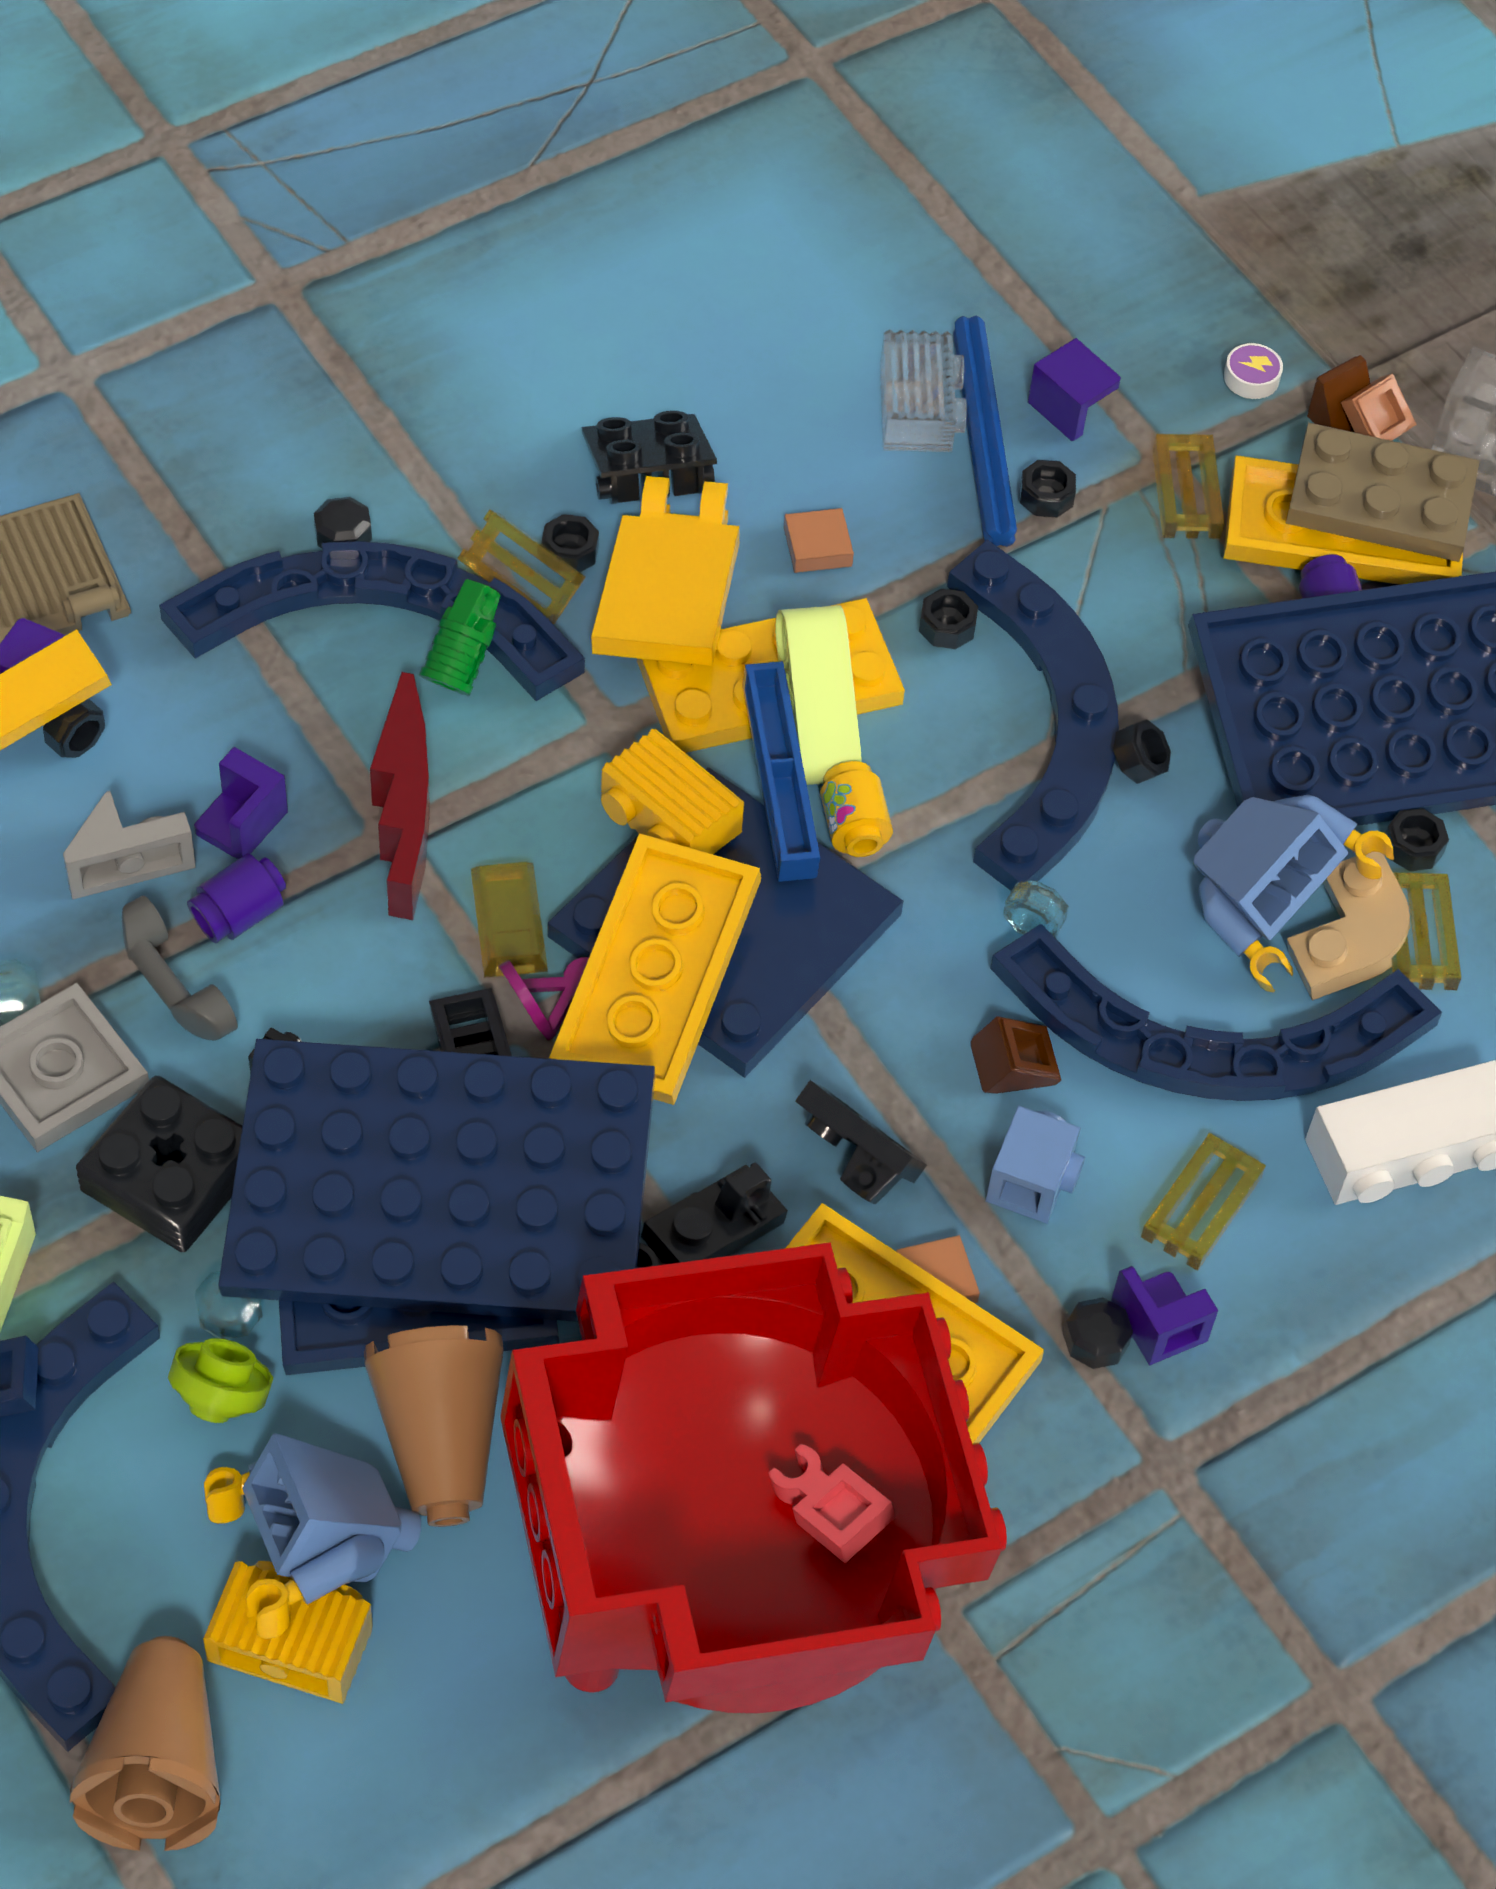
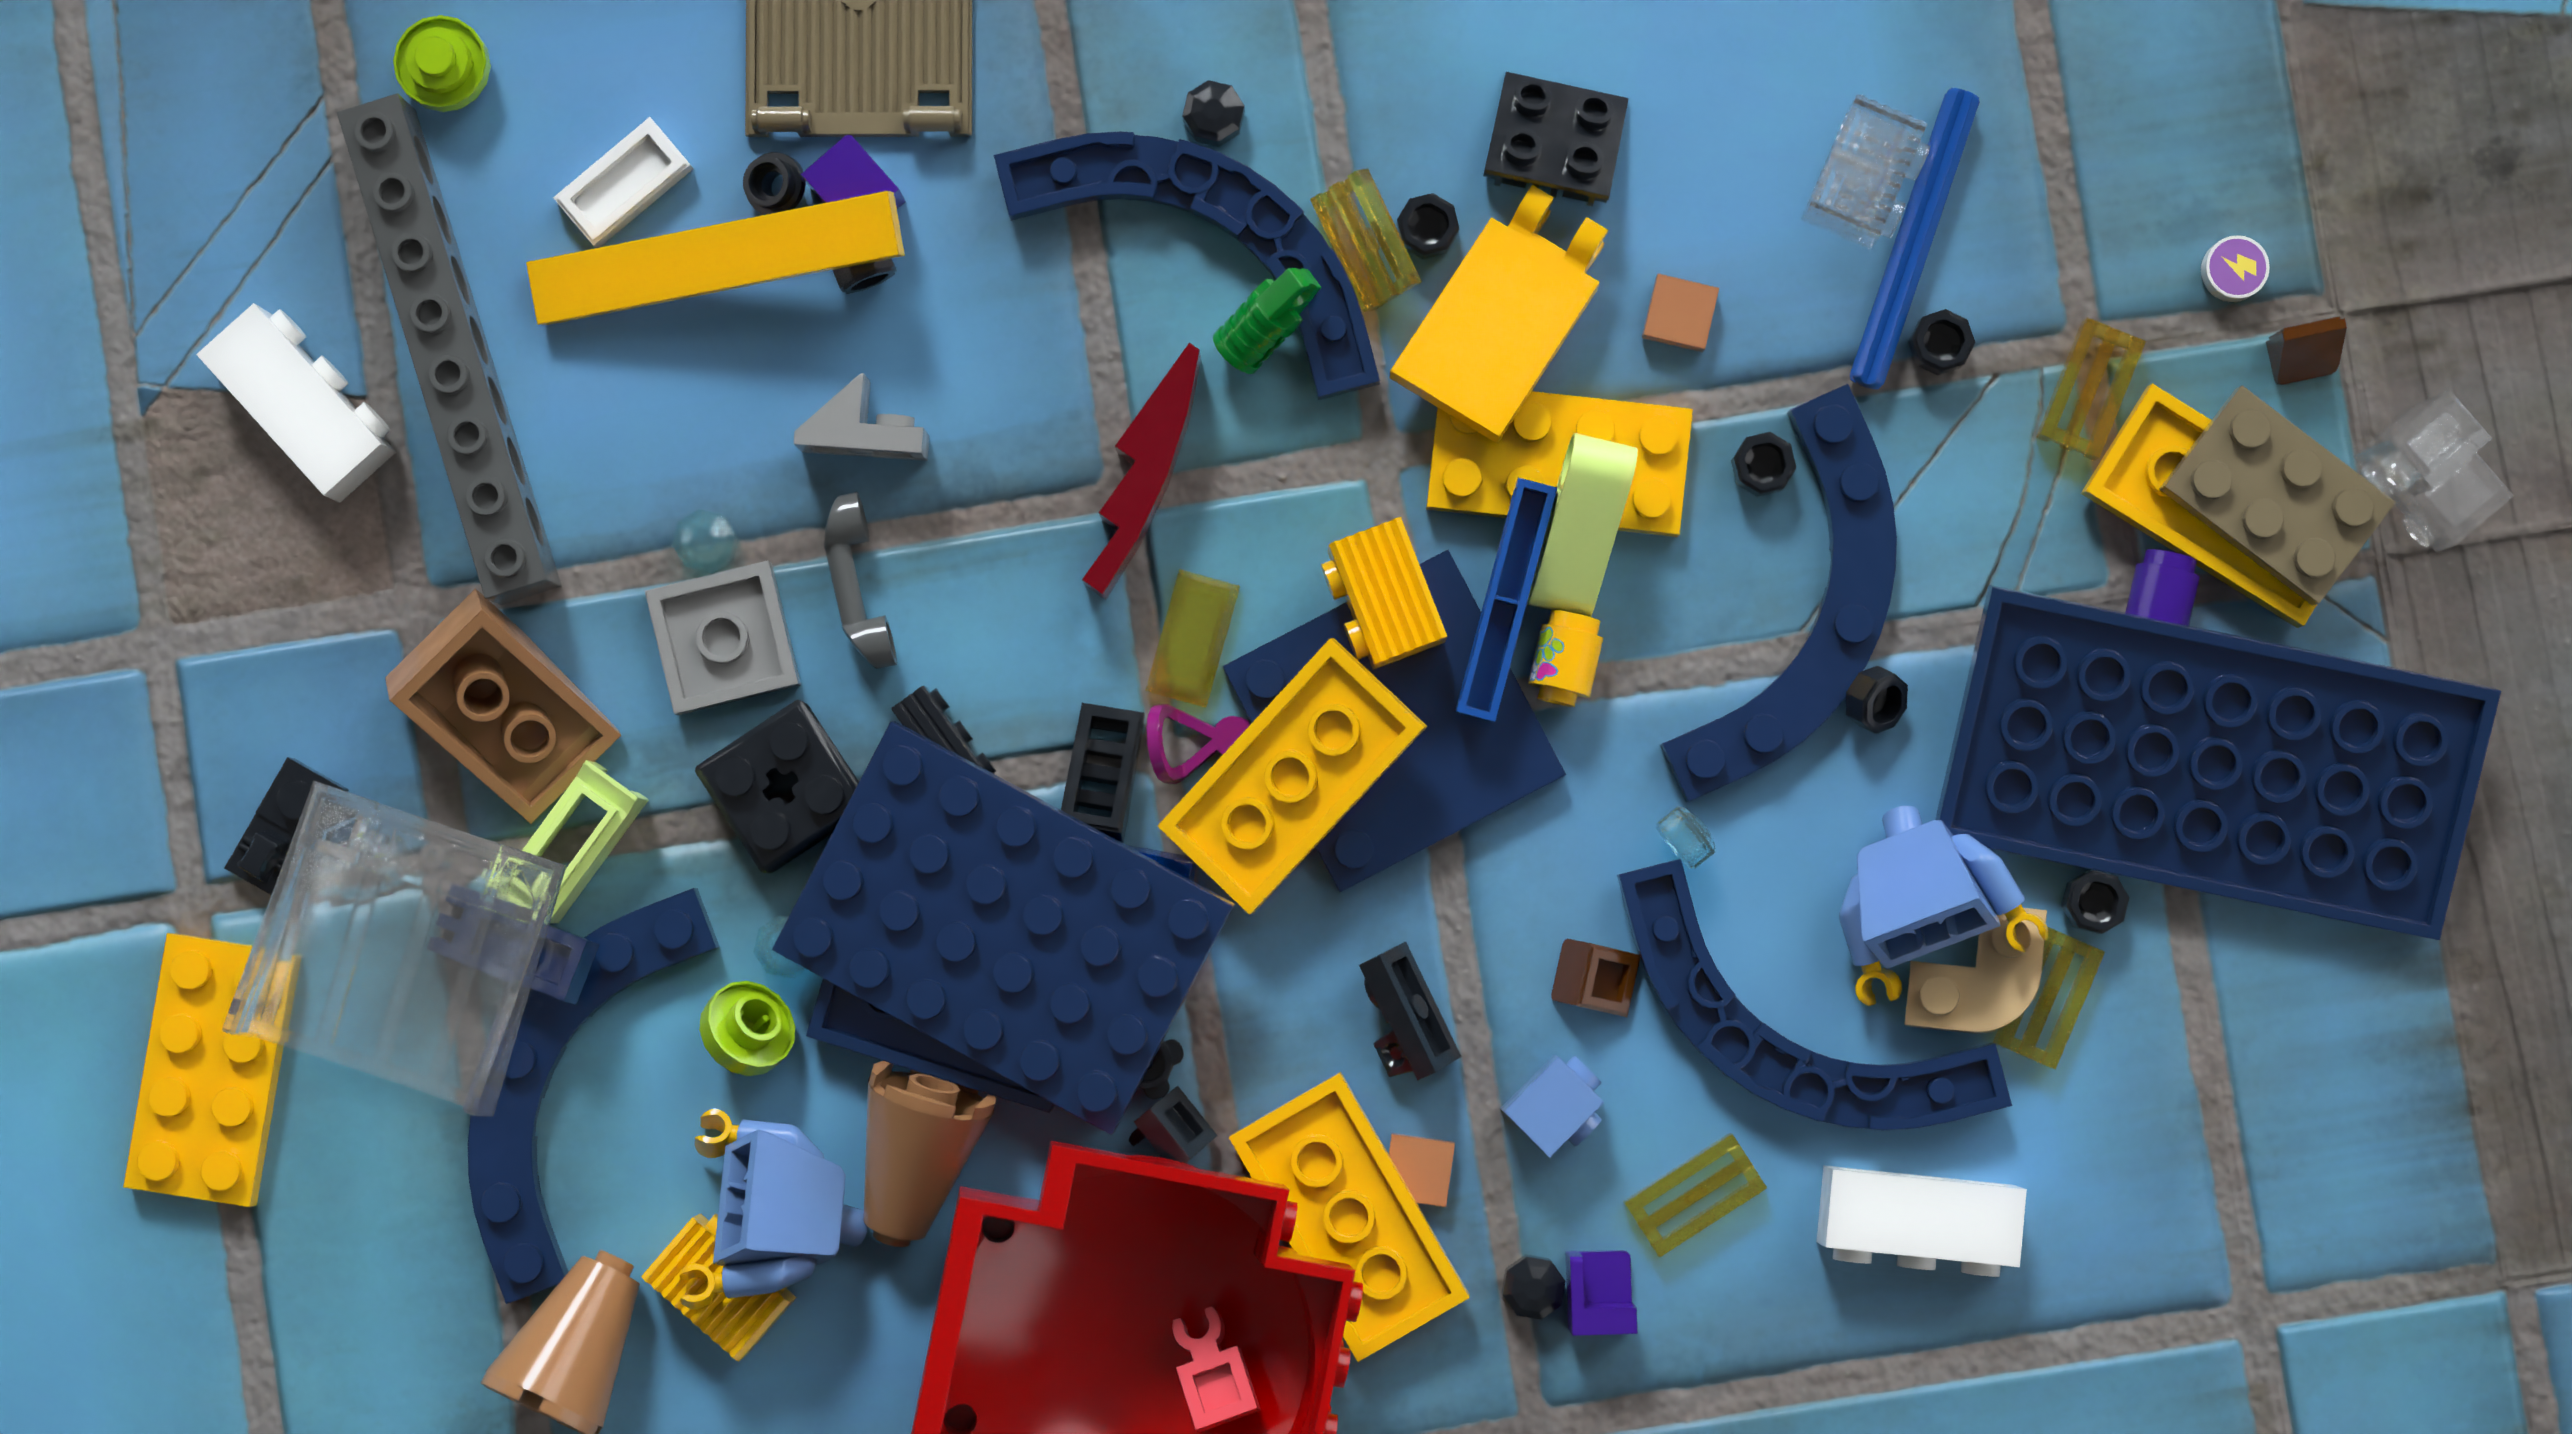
camera: 30 degrees right, 30 degrees up
(237, 898) = (946, 526): dark purple brick -> none
(247, 808) = (987, 422): dark purple panel -> none
(716, 1218) = (1241, 1042): black hinge -> none
(1068, 384) = (2028, 230): dark purple panel -> none
(1379, 409) = (2334, 382): nougat tile -> none

